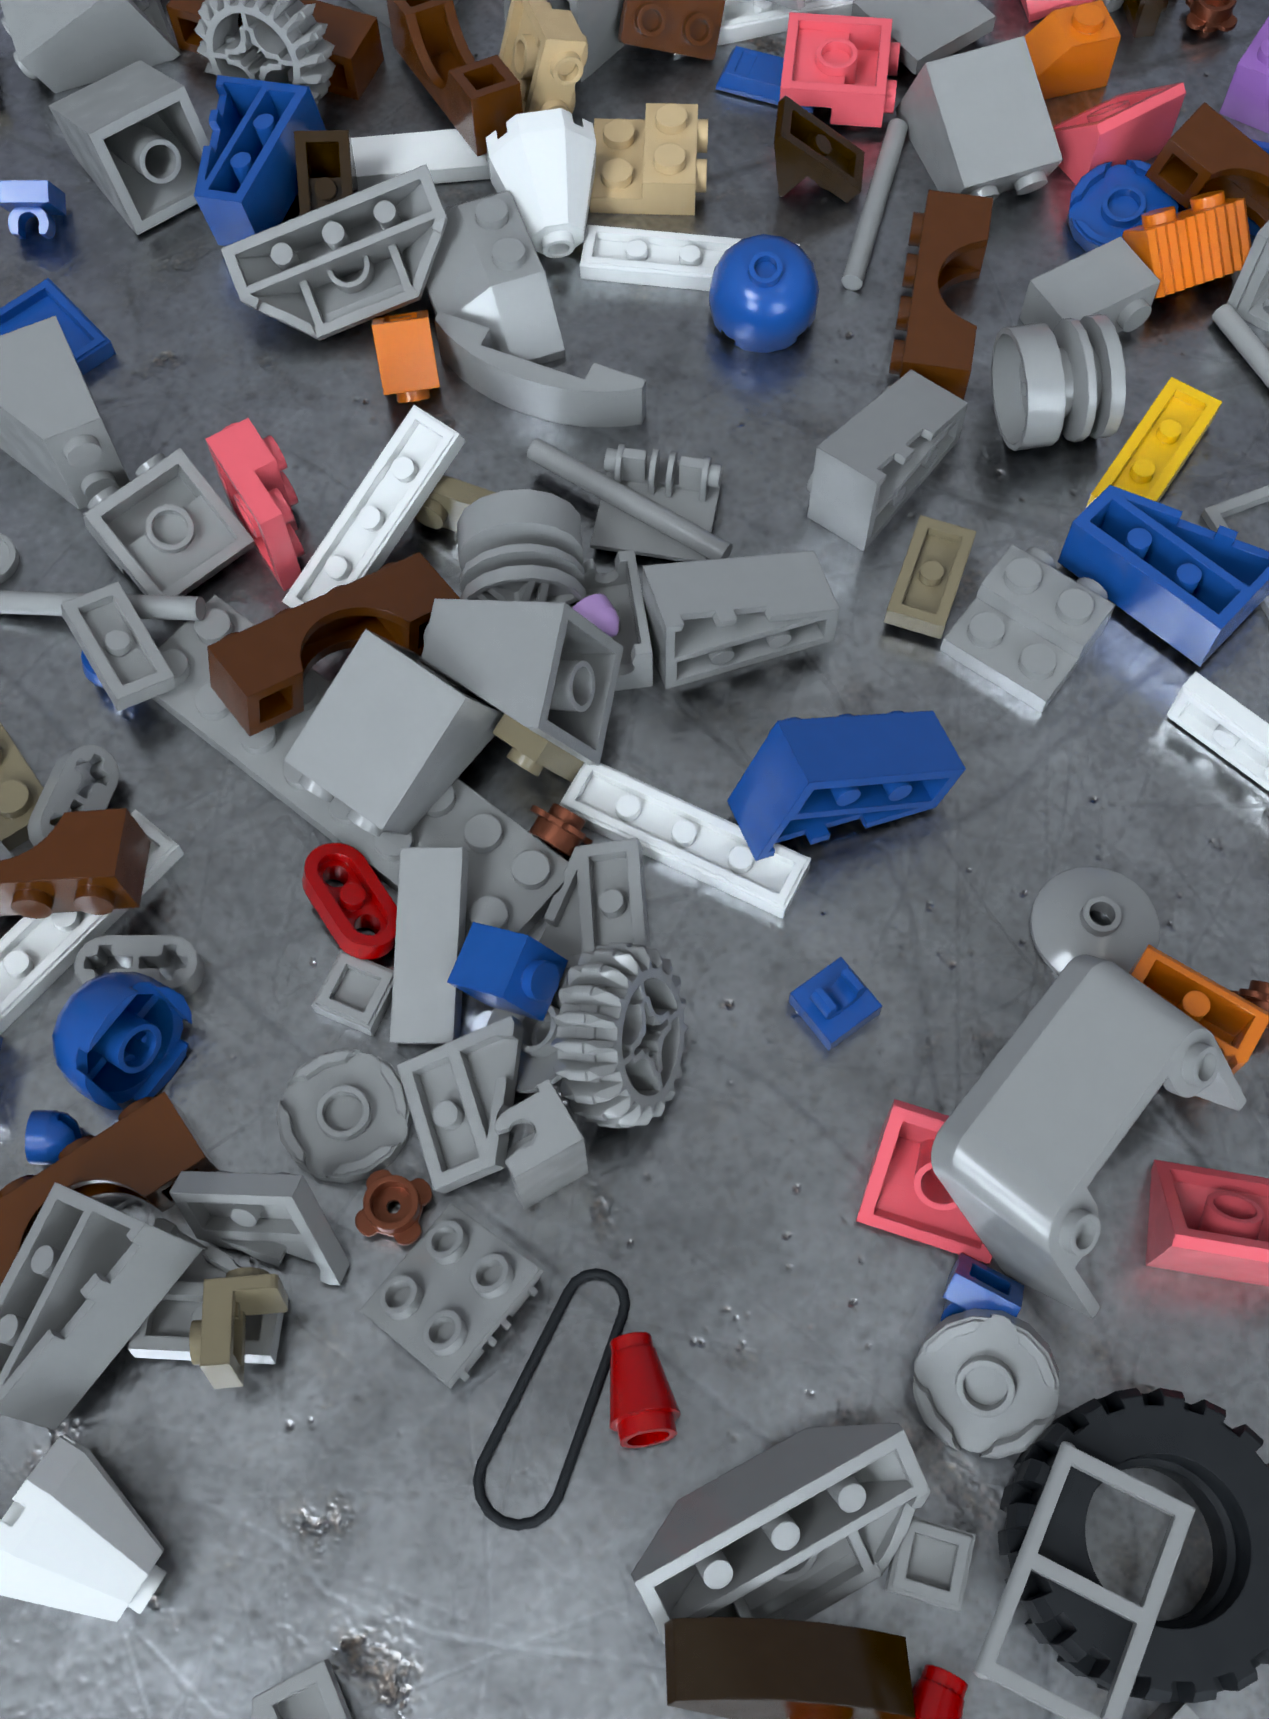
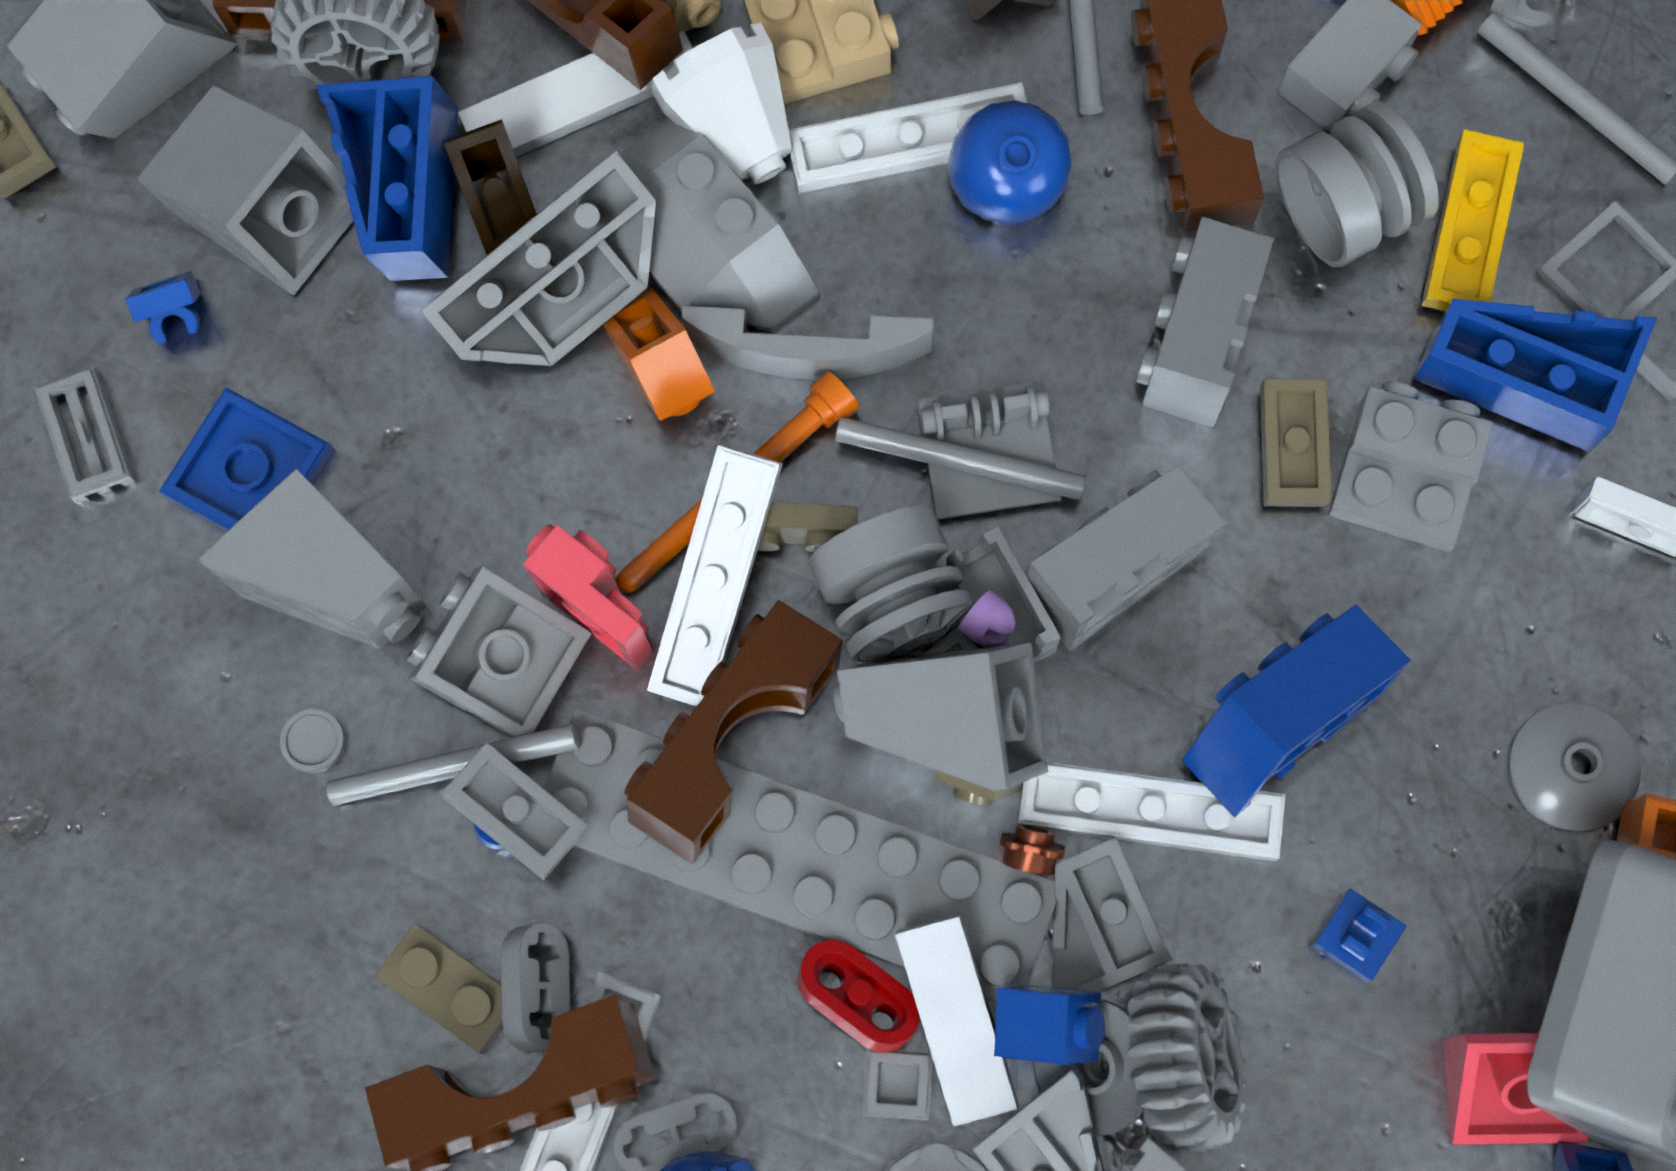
camera: 15 degrees left, 10 degrees up
(390, 736) = (838, 826): light grey slope -> none
(535, 423) = (824, 407): none -> orange piece

